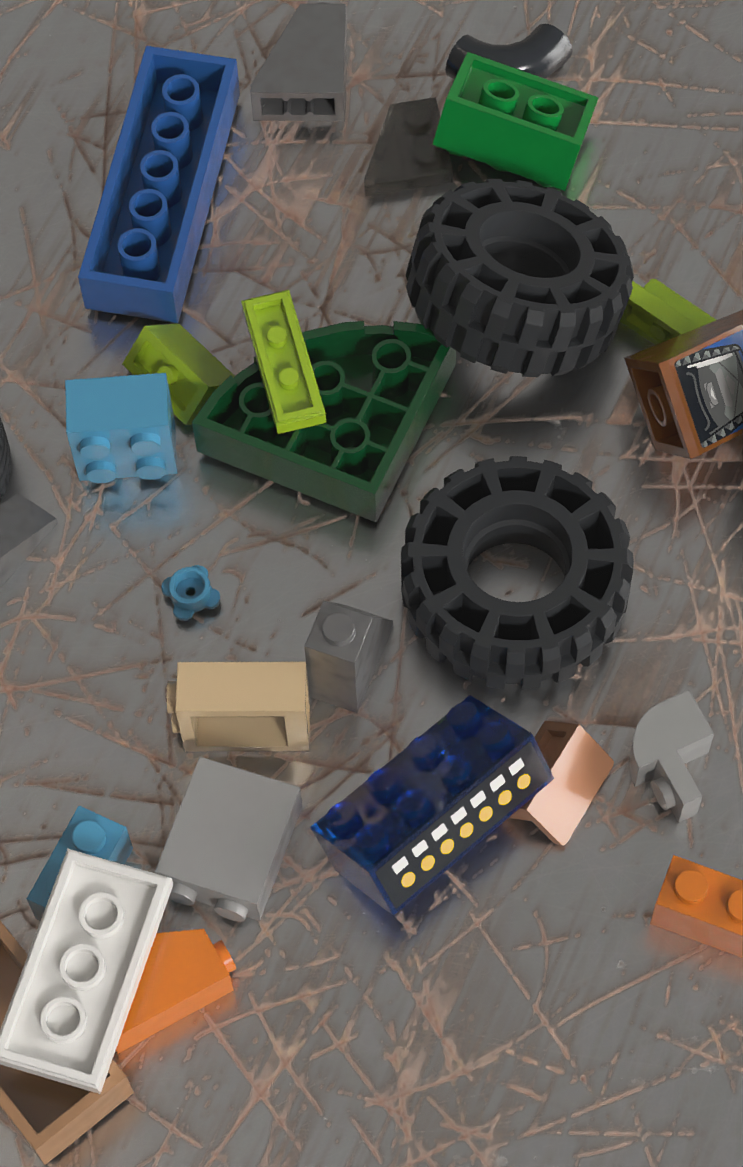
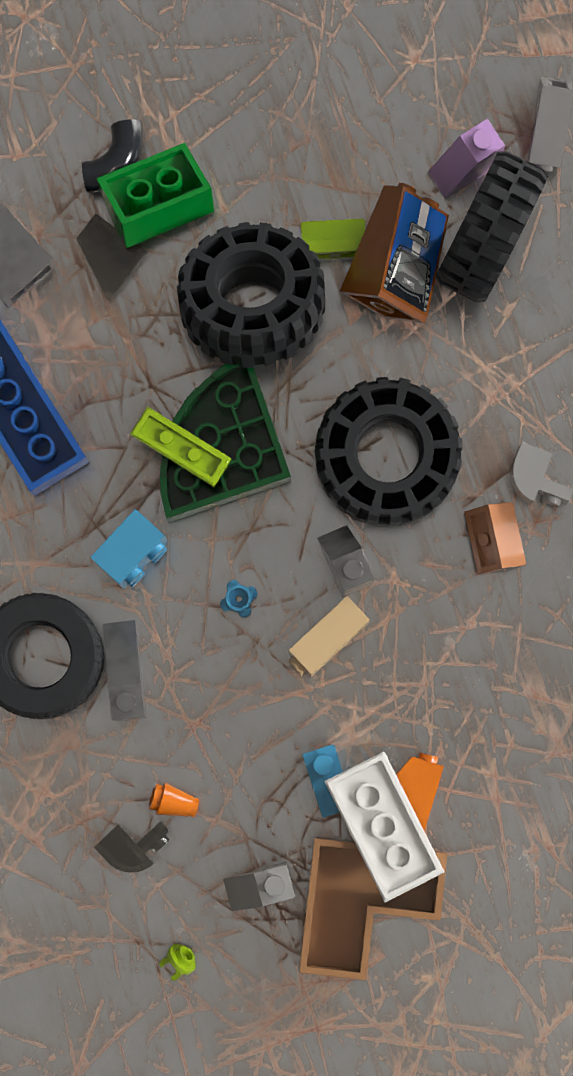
camera: 45 degrees left, 20 degrees up
(188, 365) = (118, 487): lime panel -> none
(229, 839) = (378, 703): light grey brick -> none
(432, 803) = (458, 604): clear blue brick -> none

